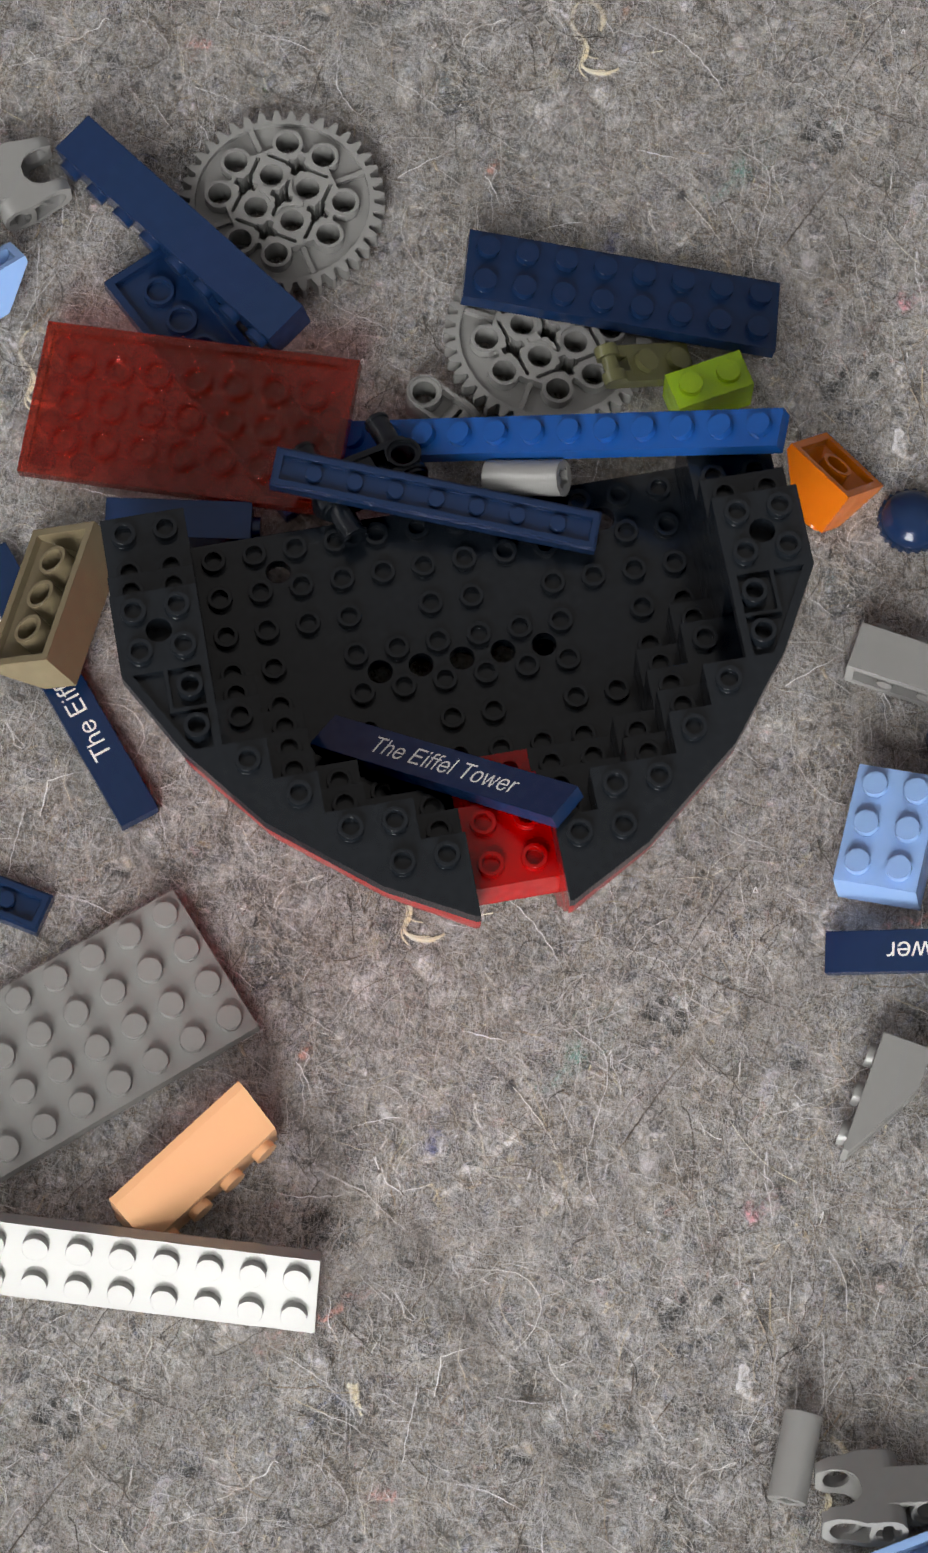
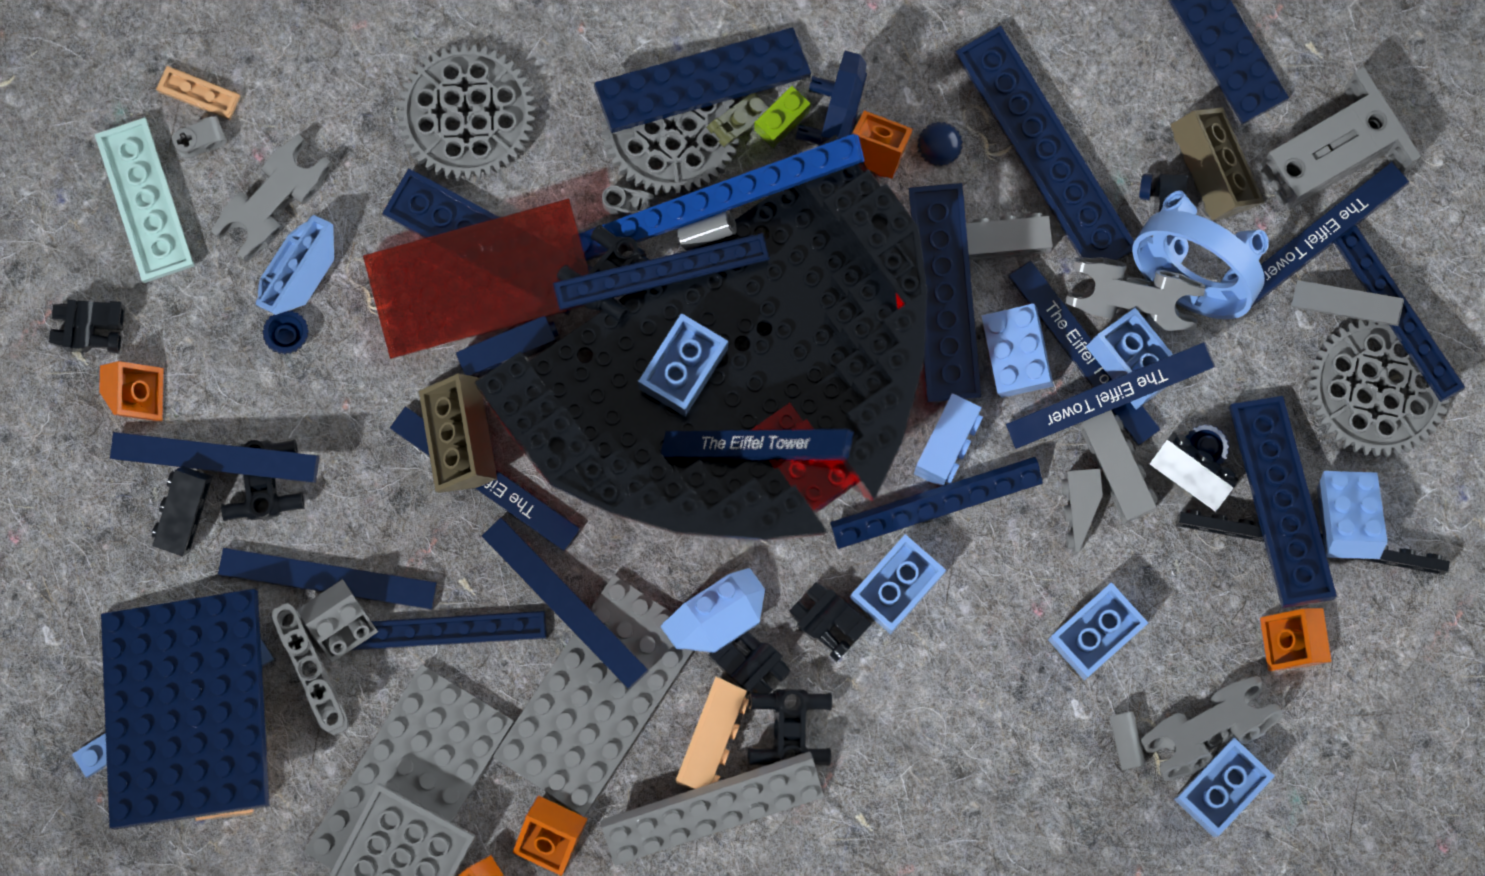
camera: 25 degrees left, 10 degrees up
(85, 898) = (565, 603): none -> dark blue tile
(182, 235) = (417, 163): dark blue brick -> none
(289, 1002) = (717, 613): none -> light blue wedge
(302, 1106) = (753, 668): none -> black hips
(314, 1205) = (788, 725): none -> black piece
(402, 634) = (683, 364): none -> light blue brick
(441, 1076) = (824, 615): none -> black hips
(564, 1080) = (897, 584): none -> light blue brick
(675, 994) = (936, 502): none -> dark blue plate
(731, 914) = (949, 441): none -> light blue brick
(806, 383) = (844, 100): none -> dark blue brick
(821, 712) = (950, 322): none -> dark blue plate
(823, 1277) = (1097, 631): none -> light blue brick

